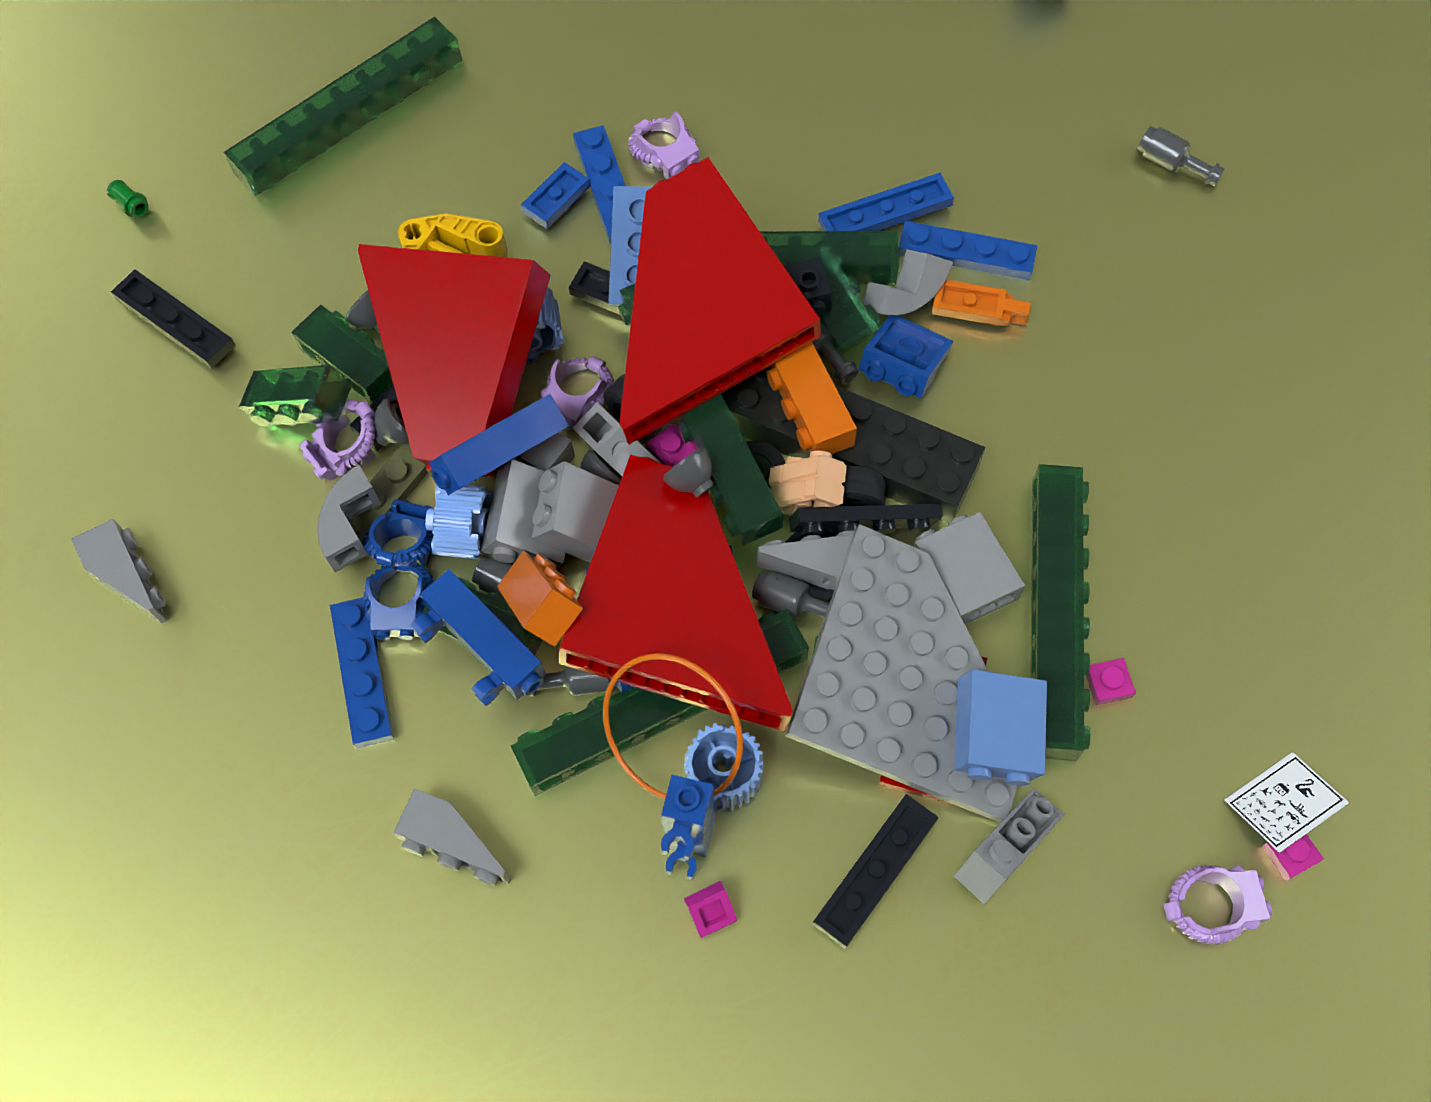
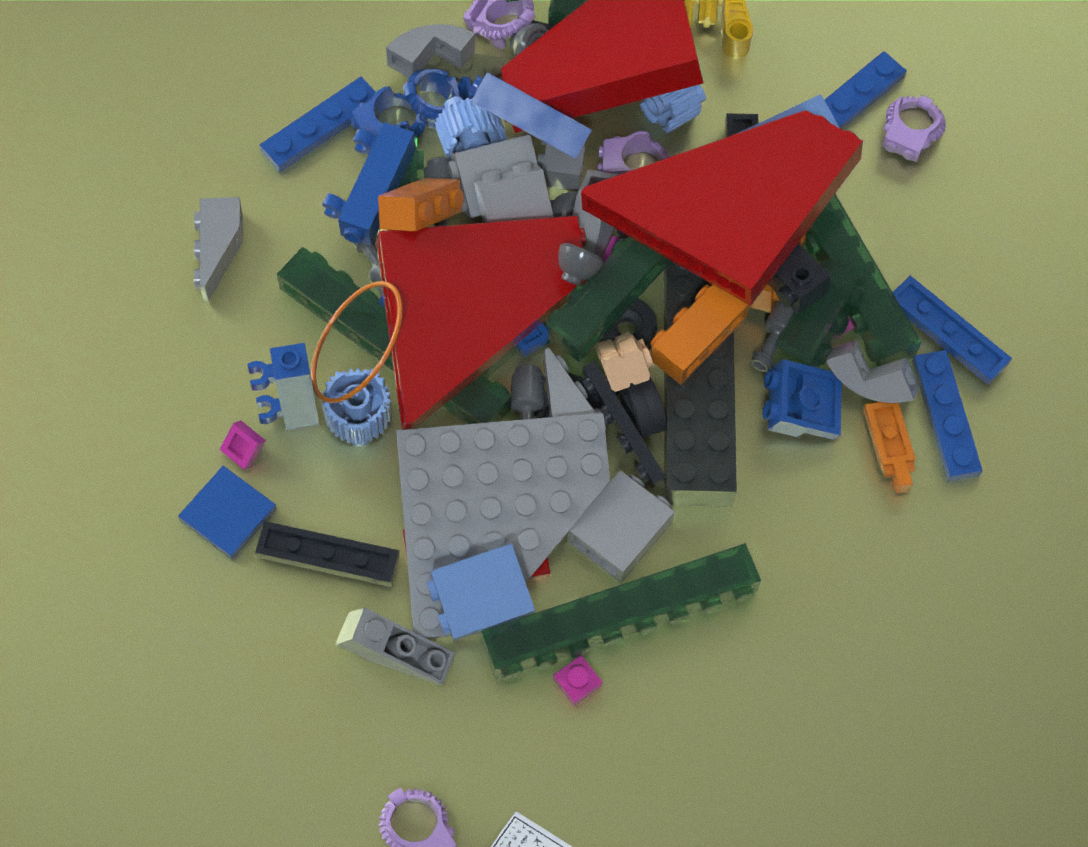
camera: 60 degrees right, 0 degrees up
(555, 195) = (813, 65): blue plate -> none
(779, 959) = (227, 512): none -> blue tile

